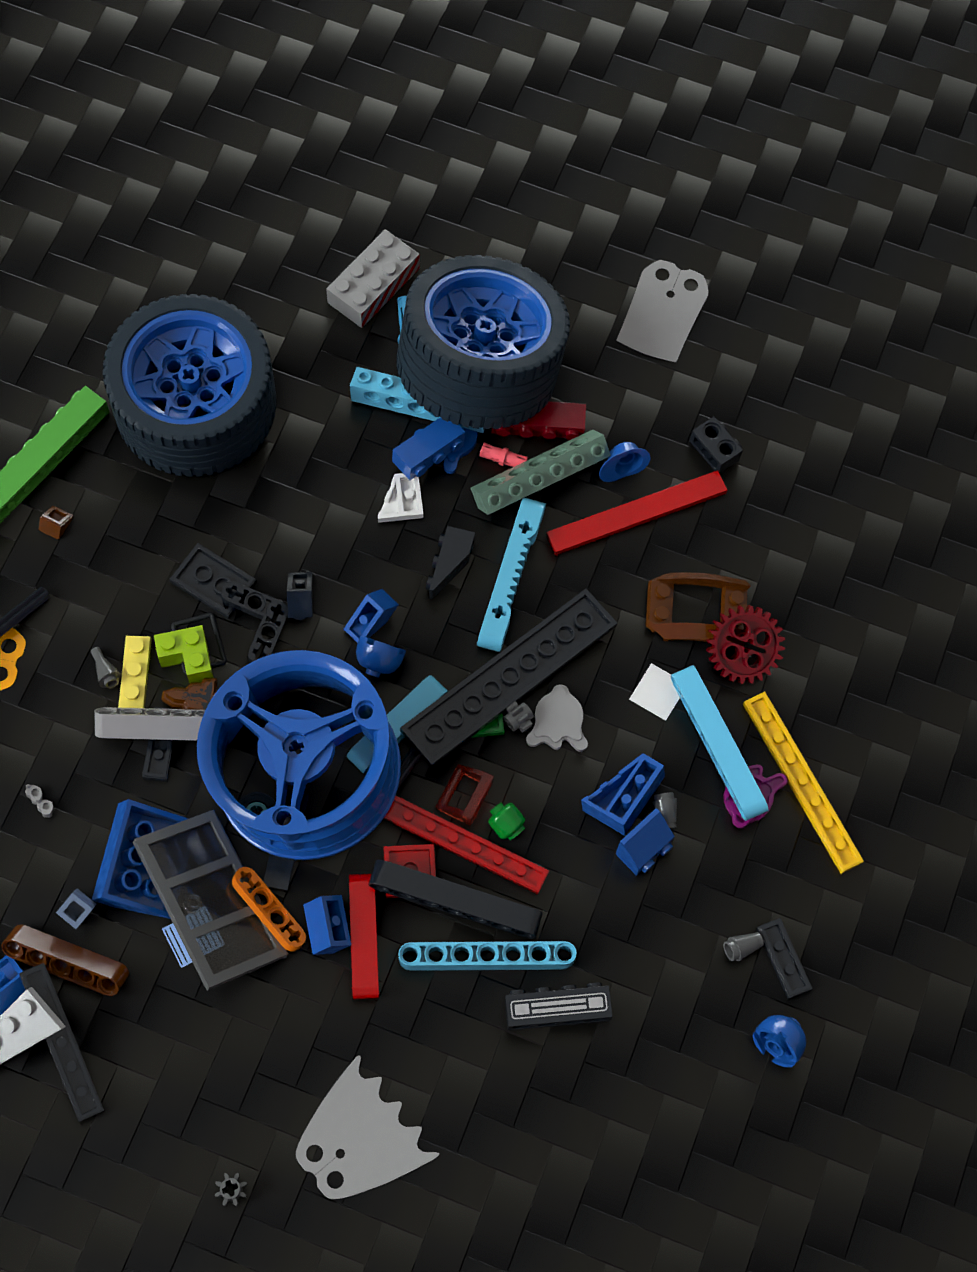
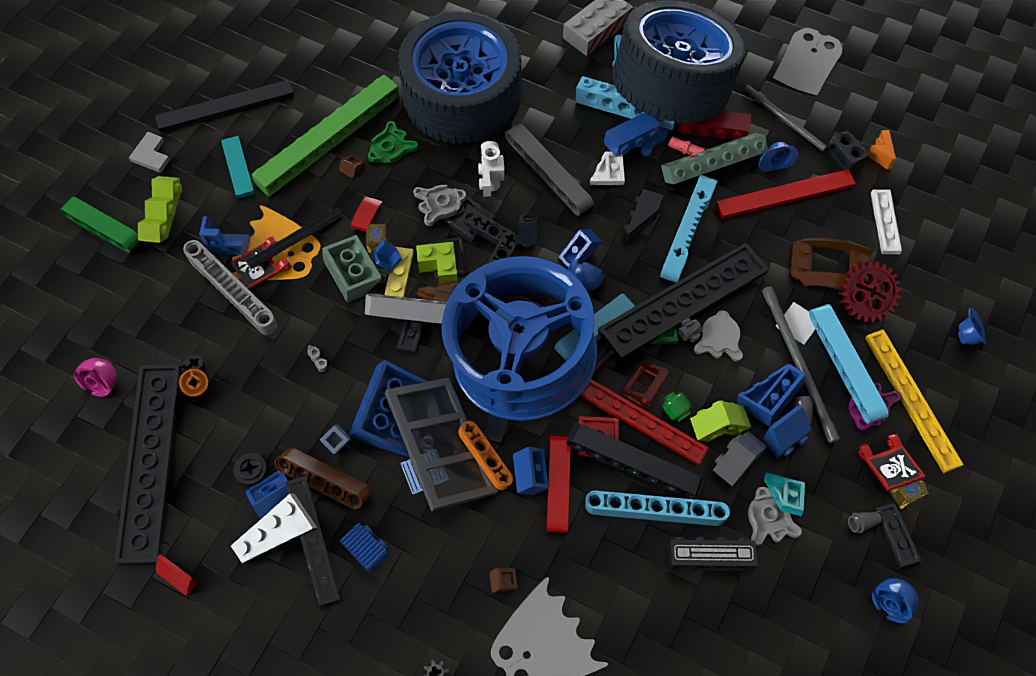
camera: 10 degrees right, 5 degrees down
(70, 672) = (351, 268): none -> sand green slope
(82, 591) = (366, 213): none -> red slope
(100, 627) = (375, 235): none -> clear yellow brick
(104, 487) = (390, 145): none -> green tile
(116, 651) = (386, 256): none -> blue panel
(128, 1043) = (365, 547): none -> blue brick
(178, 567) = (439, 202): none -> light grey tile
(243, 515) = (491, 168): none -> white brick
(304, 1064) = (503, 579): none -> reddish brown slope
(321, 505) = (549, 169): none -> dark grey beam
(560, 835) = (720, 420): none -> lime brick
(587, 879) = (741, 455): none -> dark grey brick
(598, 374) = (760, 98): none -> dark grey bar
(629, 952) = (769, 520): none -> light grey tile
(647, 920) = (786, 493): none -> teal wing
(696, 826) = (827, 425): none -> dark grey piece
(763, 440) = (883, 151): none -> orange slope
(768, 540) = (886, 222): none -> white tile
(777, 873) = (892, 467): none -> flag
(797, 903) = (909, 493): none -> clear yellow brick
(876, 681) = (972, 329): none -> blue piece

